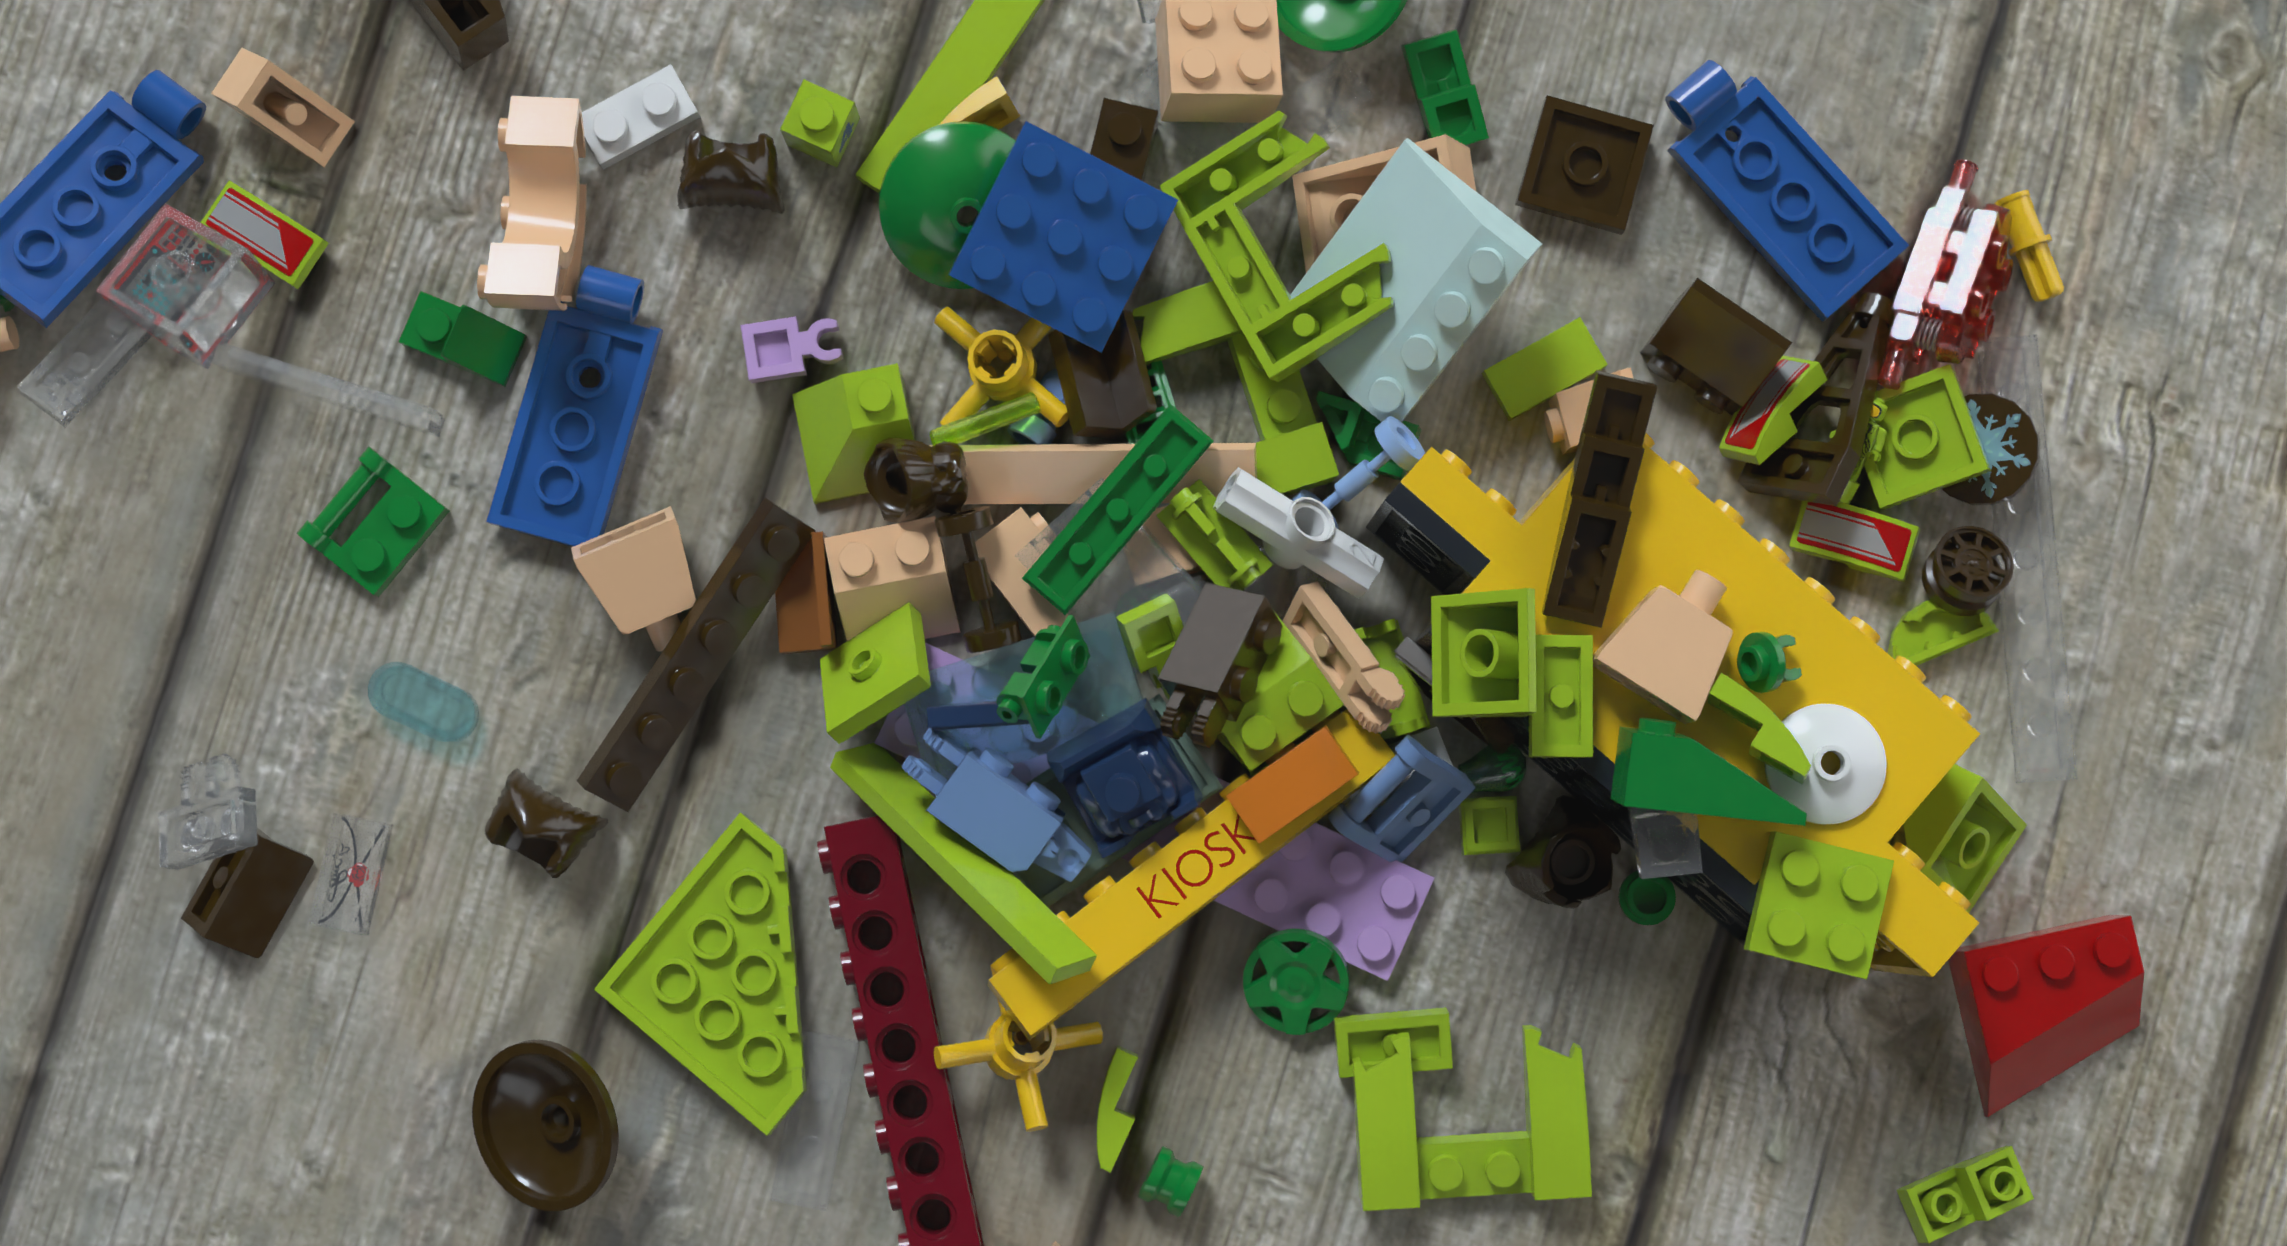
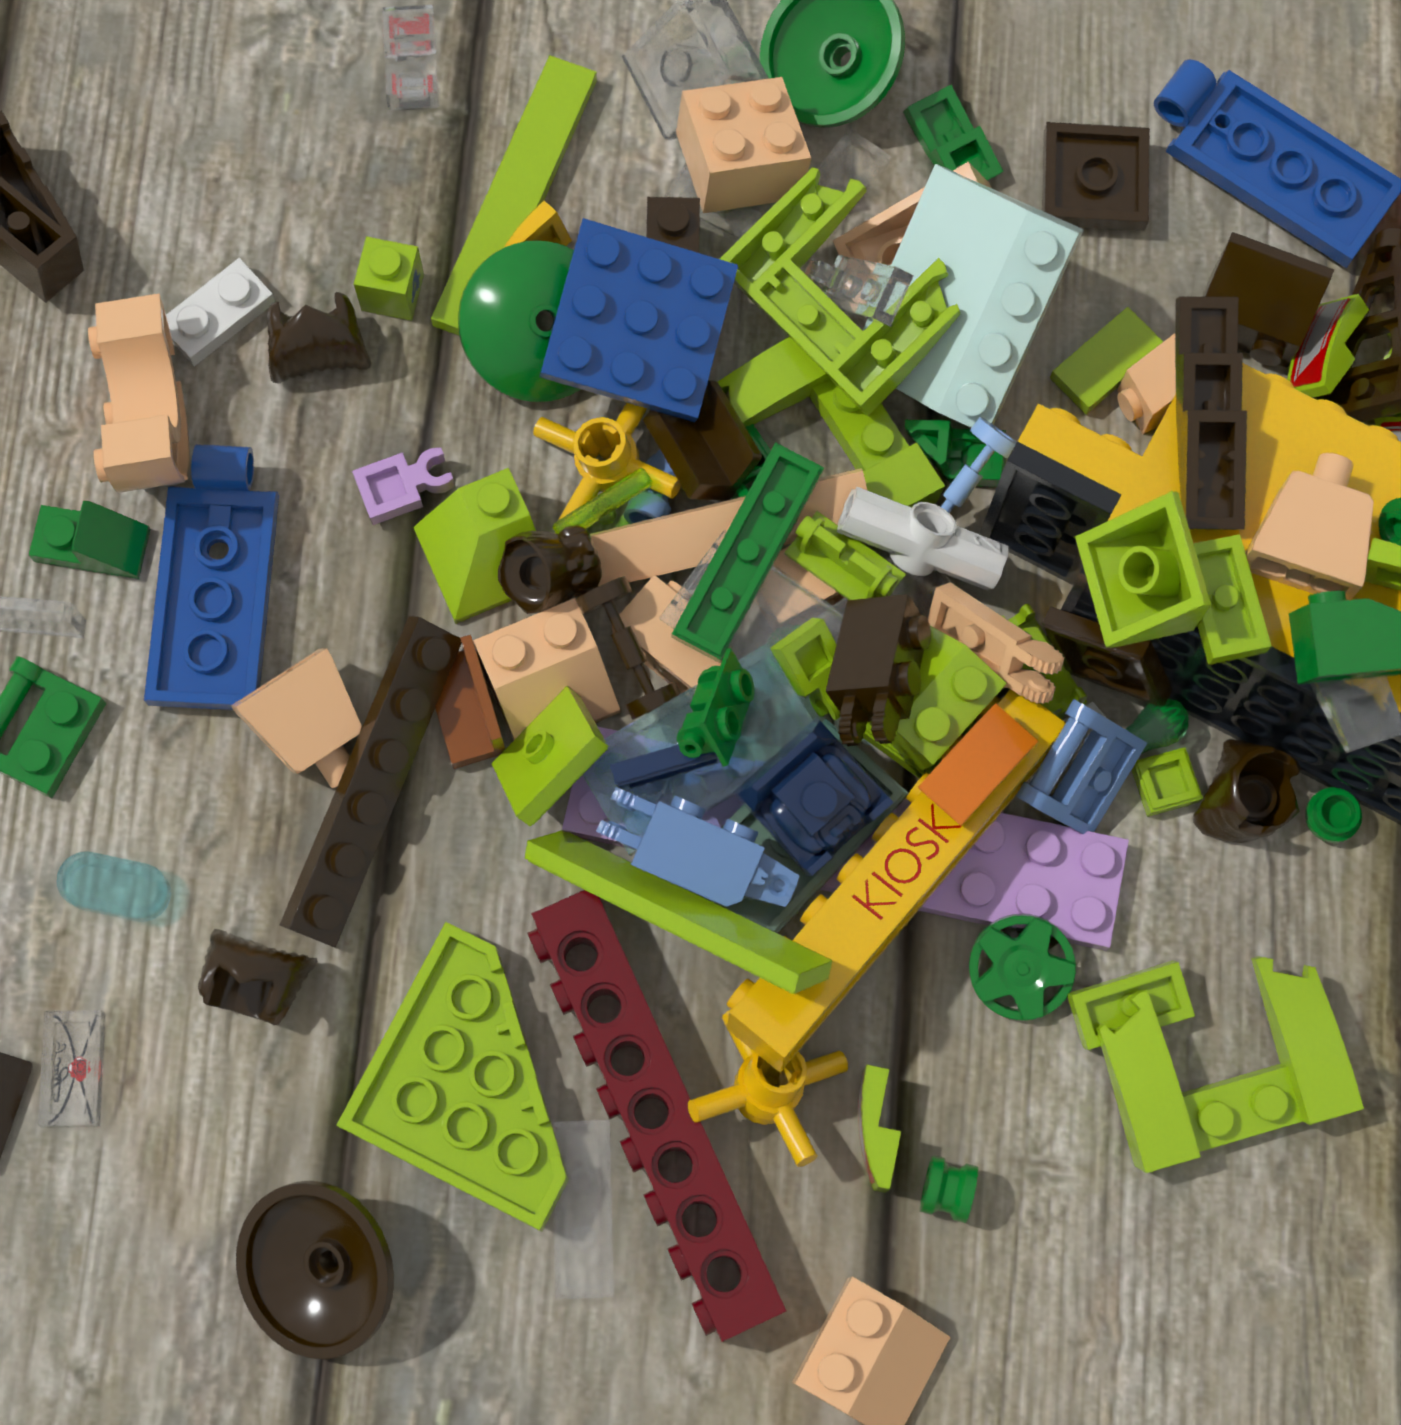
camera: 10 degrees left, 10 degrees down
(1299, 250) = (862, 287): none -> clear hinge

